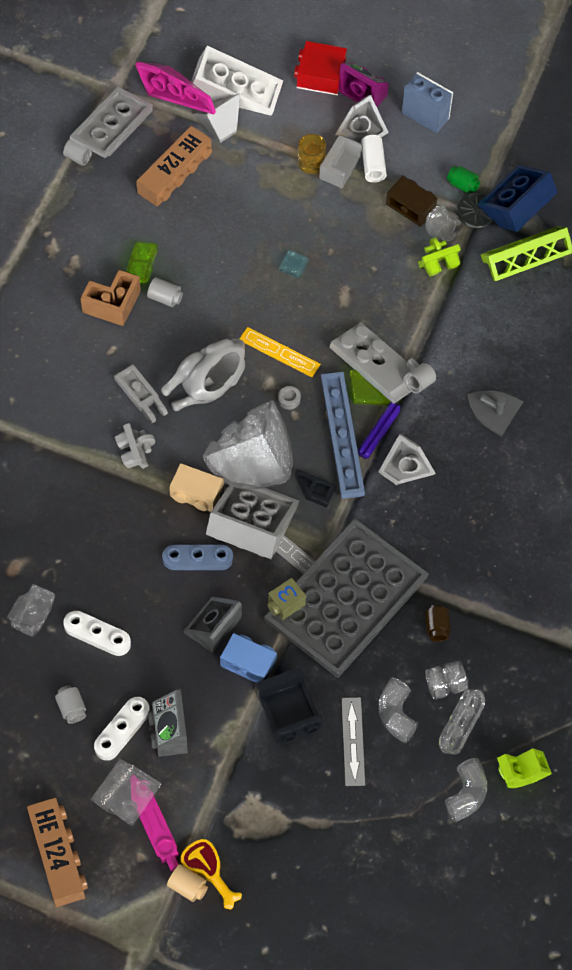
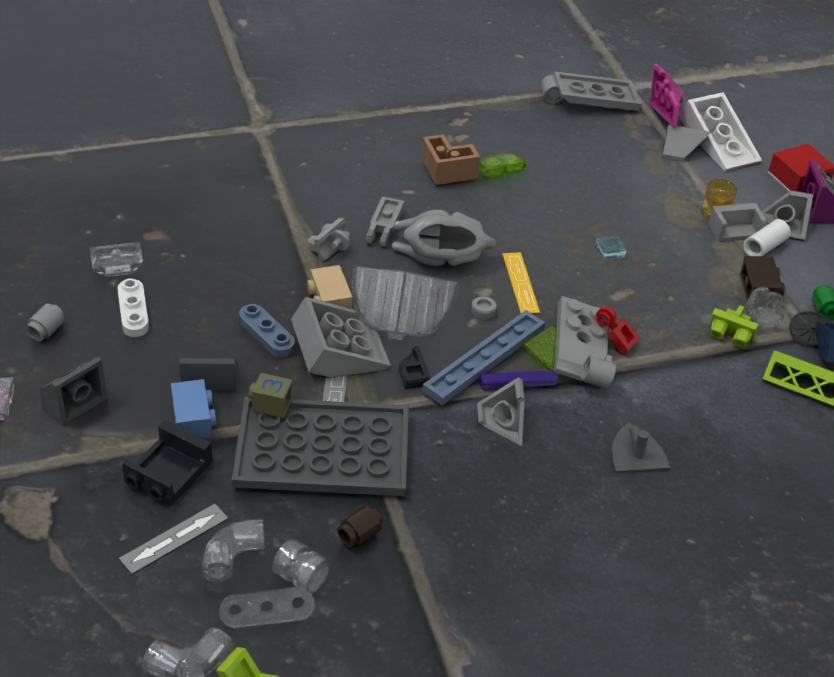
camera: 50 degrees right, 20 degrees down
(117, 737) = (43, 367): white plate -> none
(165, 292) = (490, 187): light grey brick -> none
(174, 166) = (606, 139): medium nougat brick -> none
(390, 331) = (620, 331): none -> red plate

